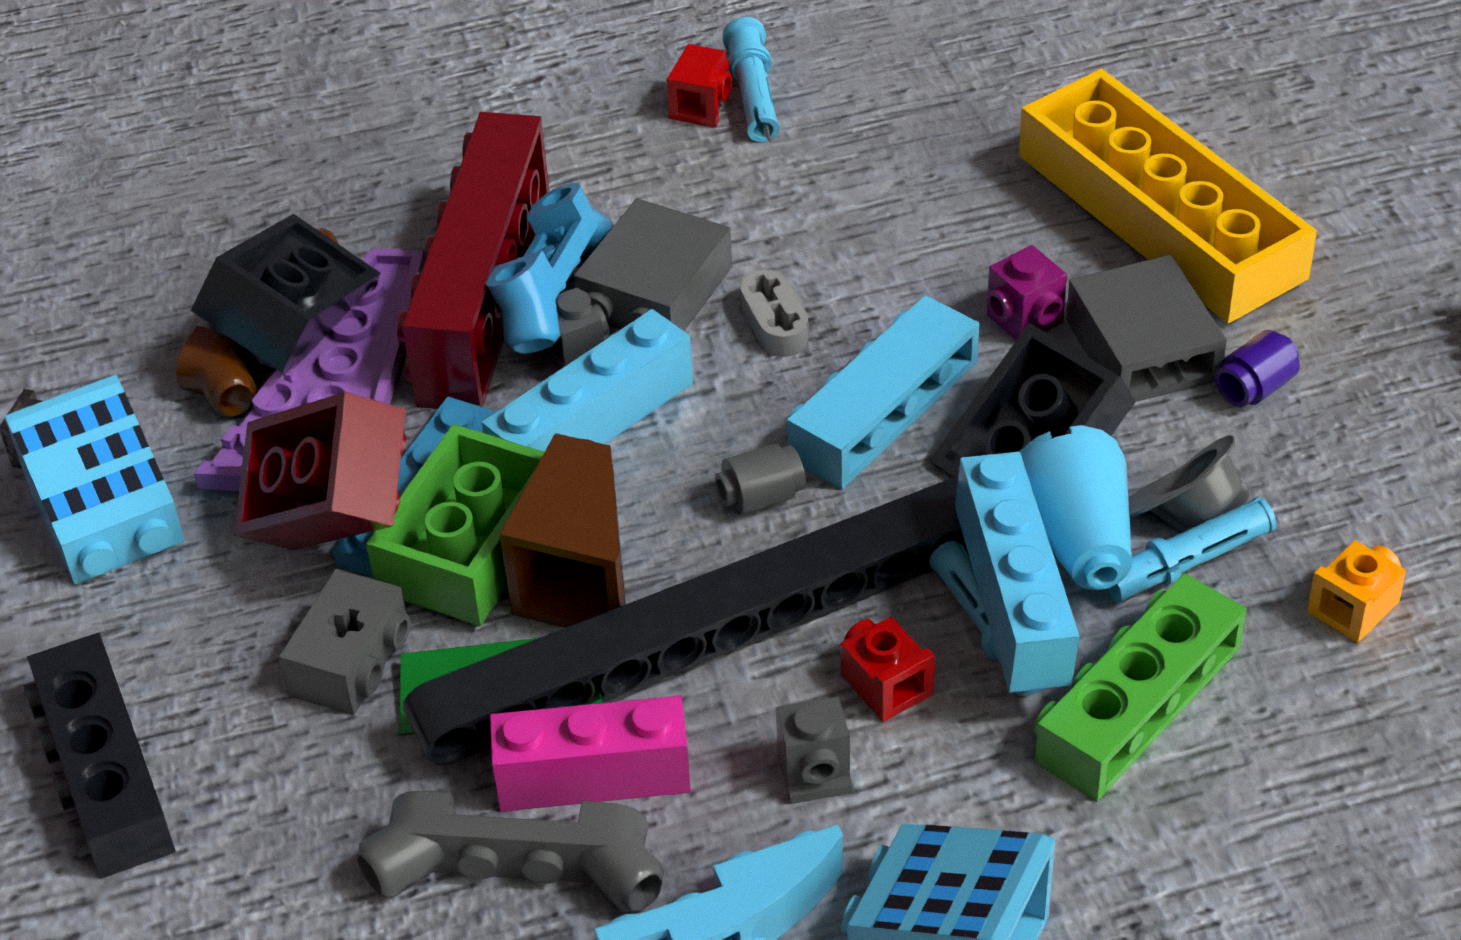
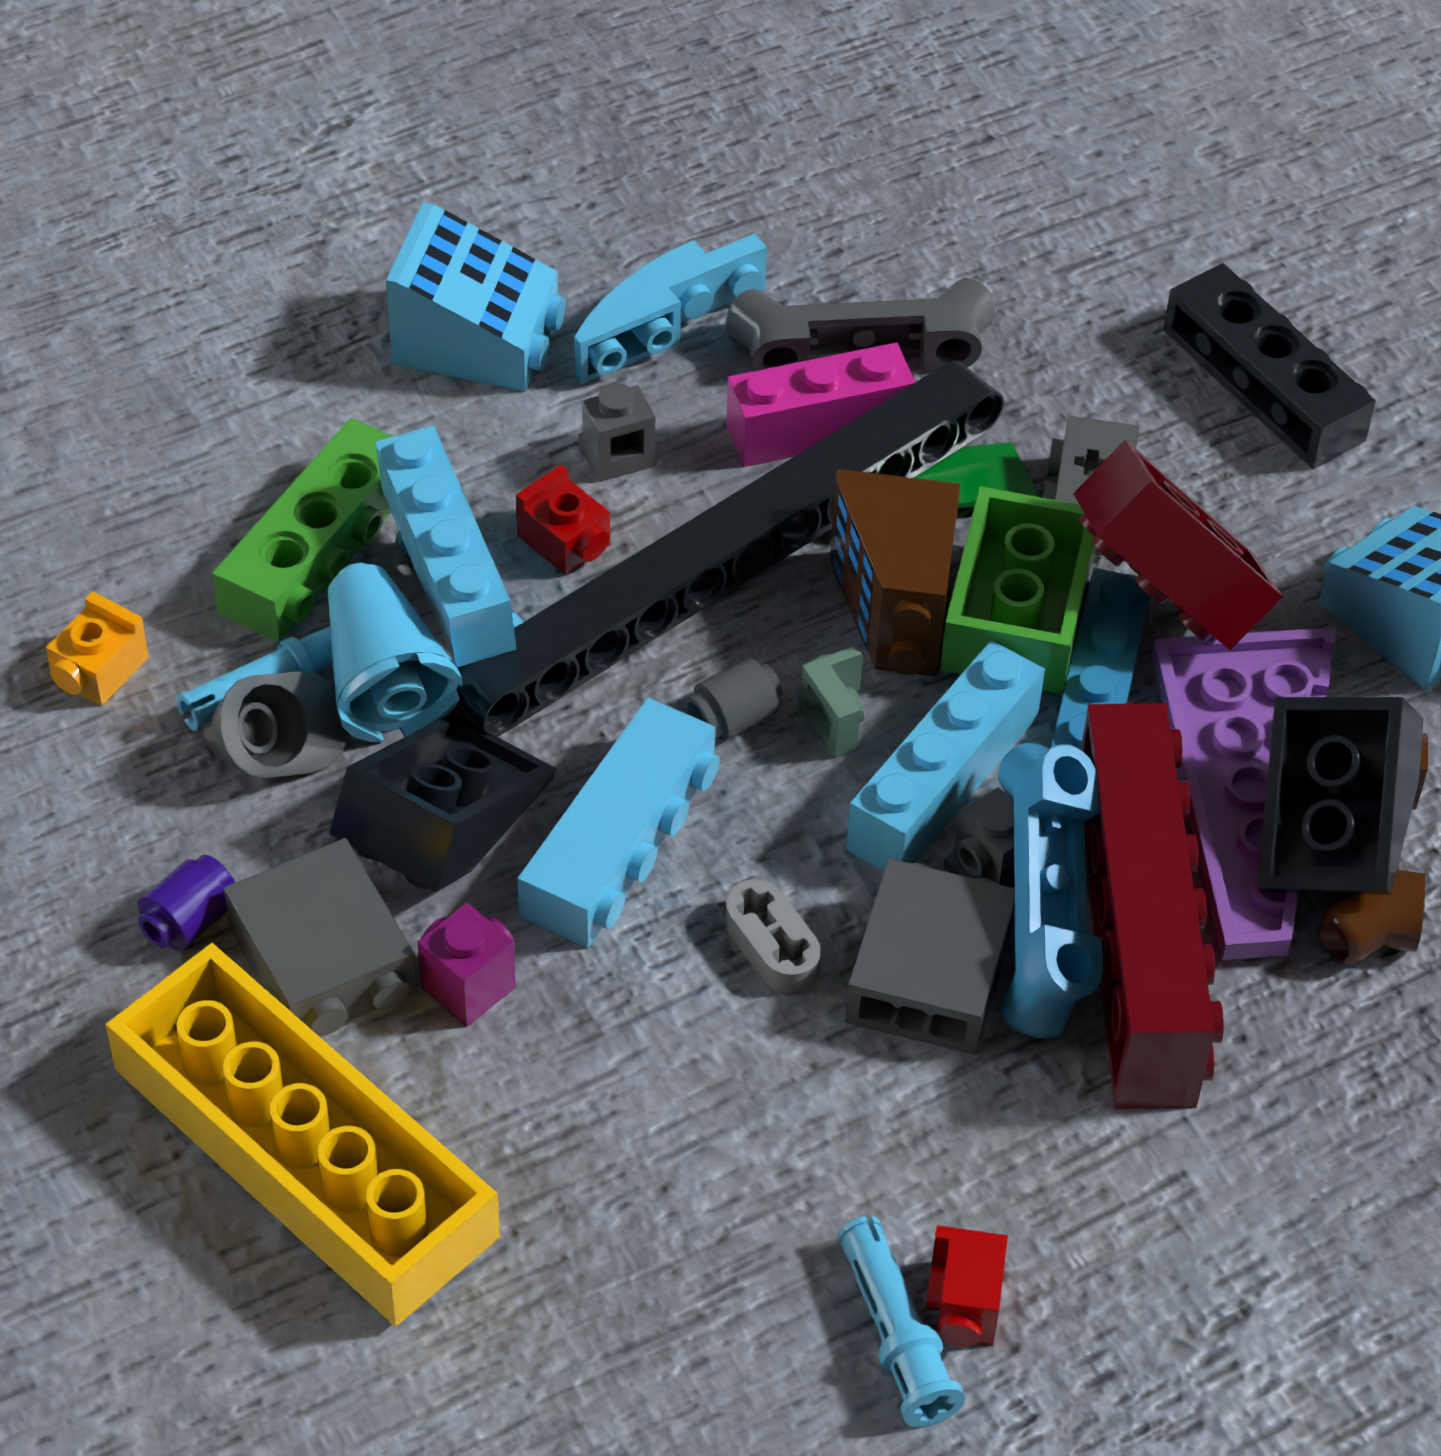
camera: 165 degrees right, 5 degrees up
(672, 472) = (831, 698): none -> sand green bracket

